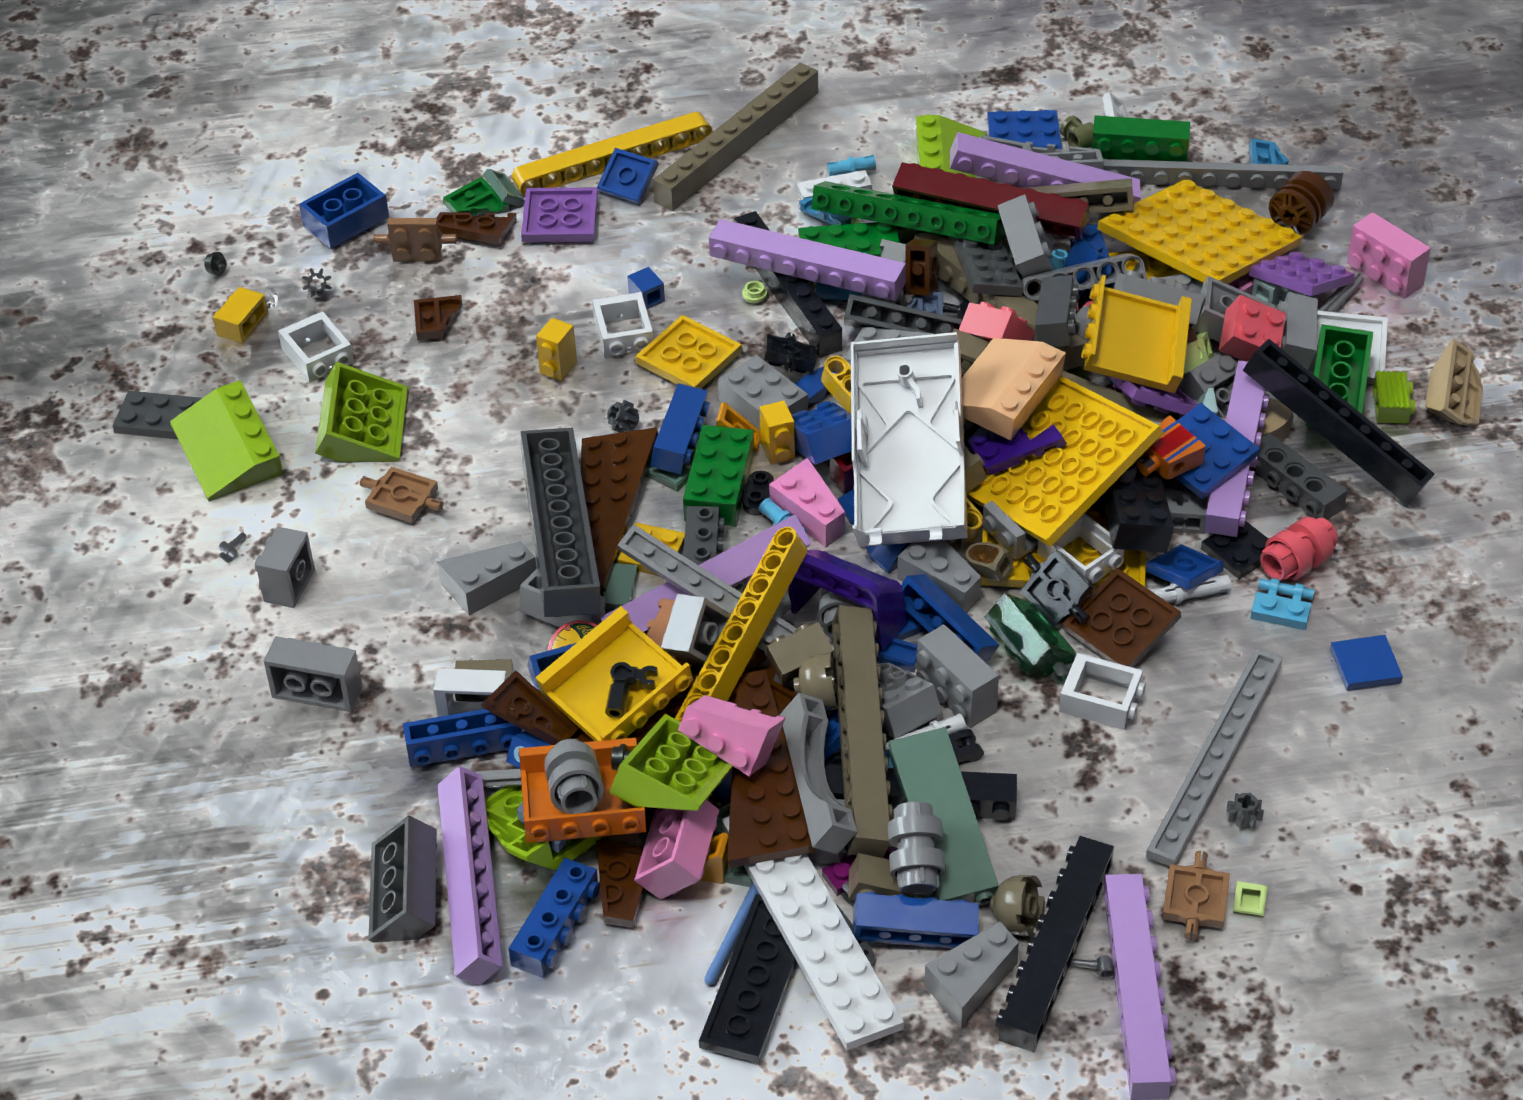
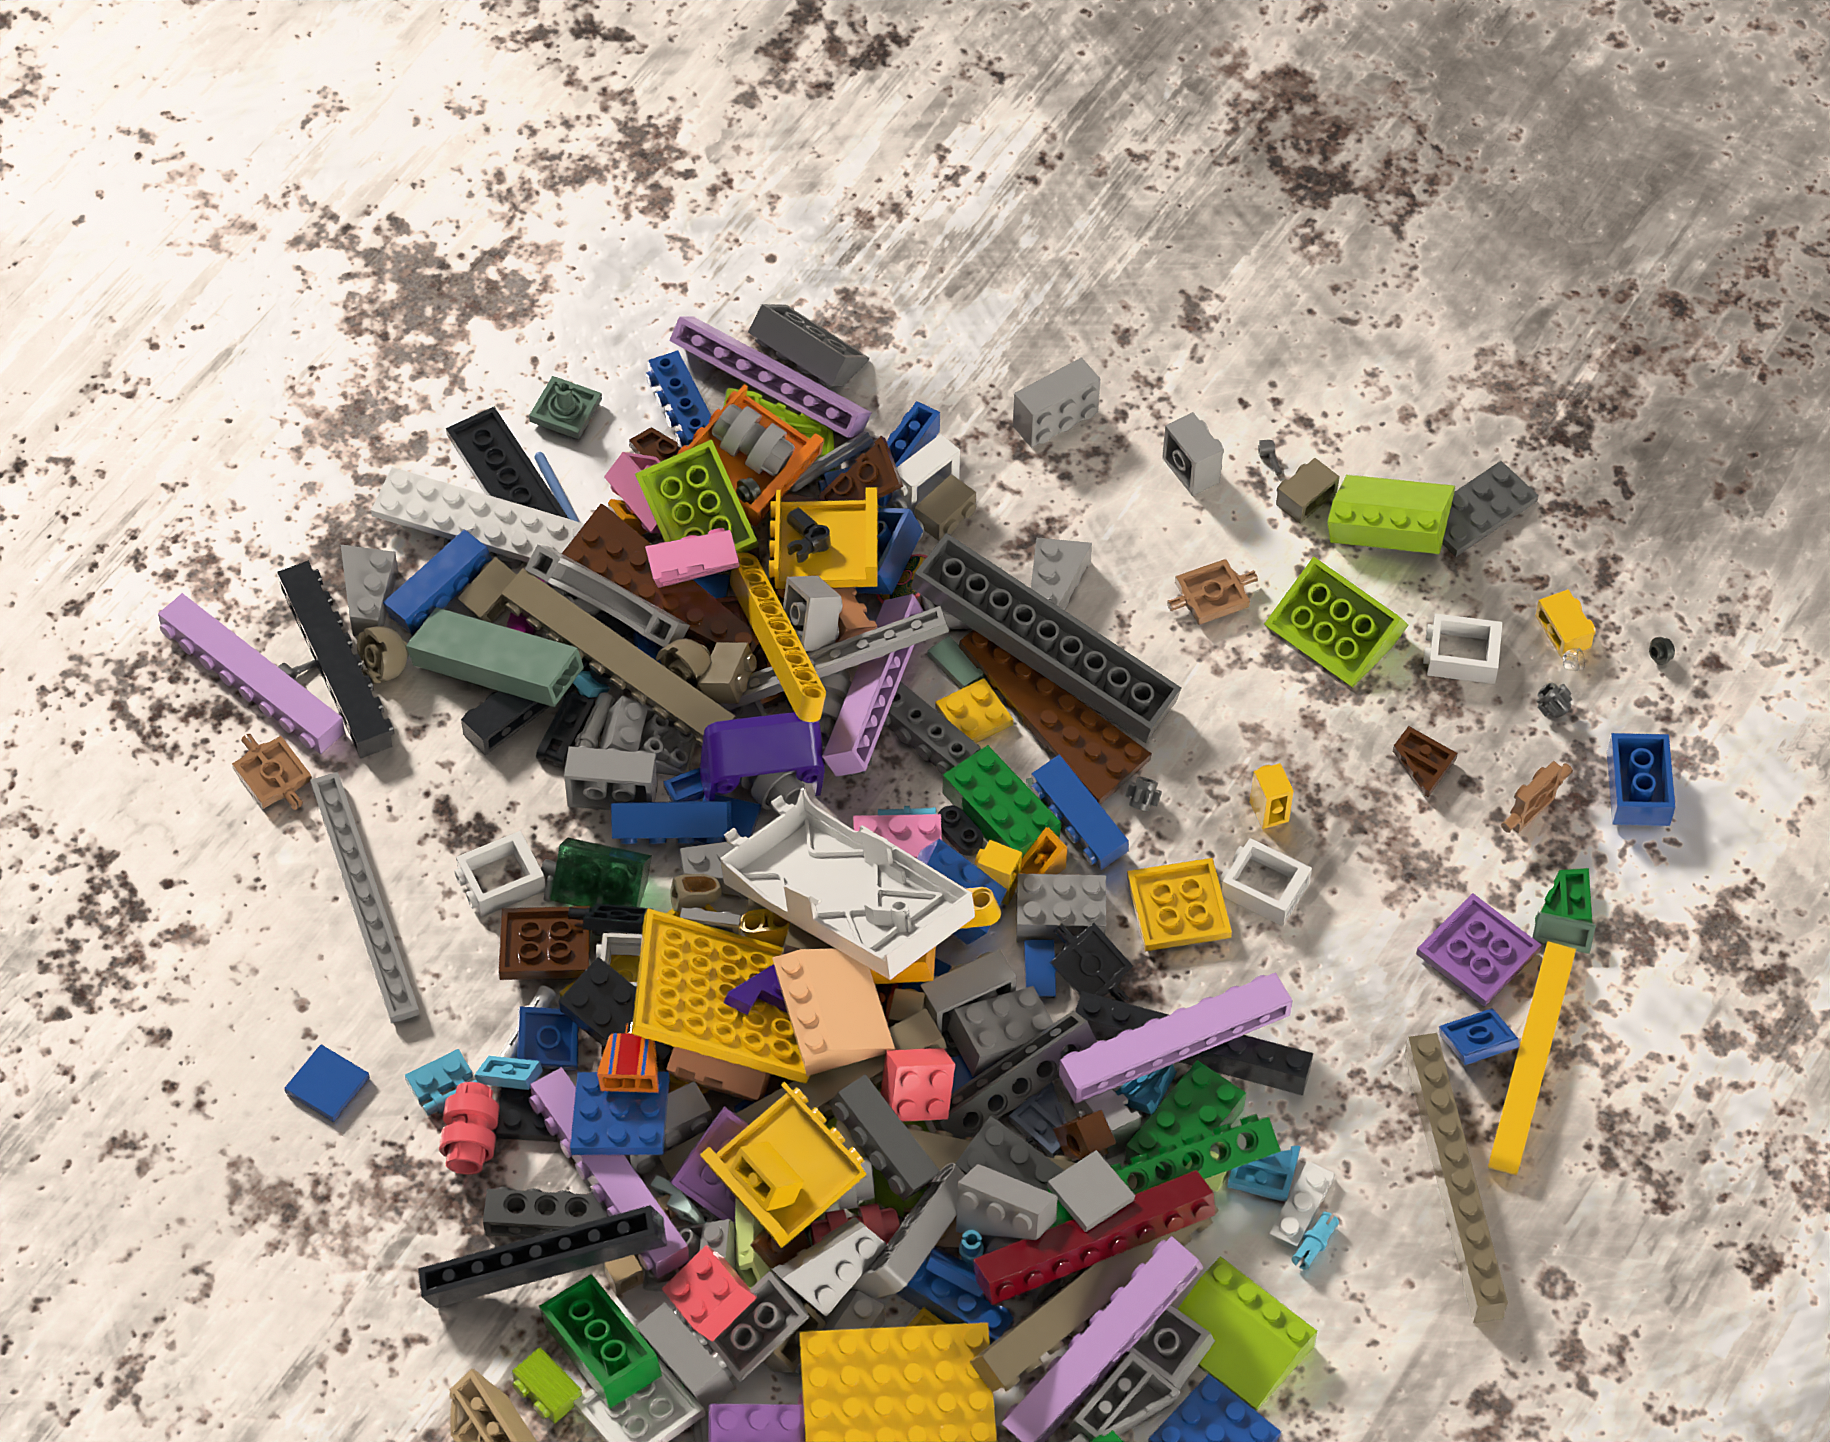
camera: 130 degrees right, 10 degrees up
(249, 500) = (1307, 490): none -> dark tan brick
(482, 228) = (1526, 874): reddish brown wing -> none
(643, 997) = (565, 407): none -> sand green plate
(649, 285) = (1299, 934): blue brick -> none
(916, 861) = (475, 596): light grey piece -> none
(971, 203) = (1091, 1191): none -> light grey tile
(1159, 326) = (766, 1176): none -> yellow brick
(1237, 558) = (508, 1072): none -> medium azure plate
(1245, 810) = (298, 864): dark grey gear -> none
(1250, 898) = (236, 809): yellowish green slope -> none

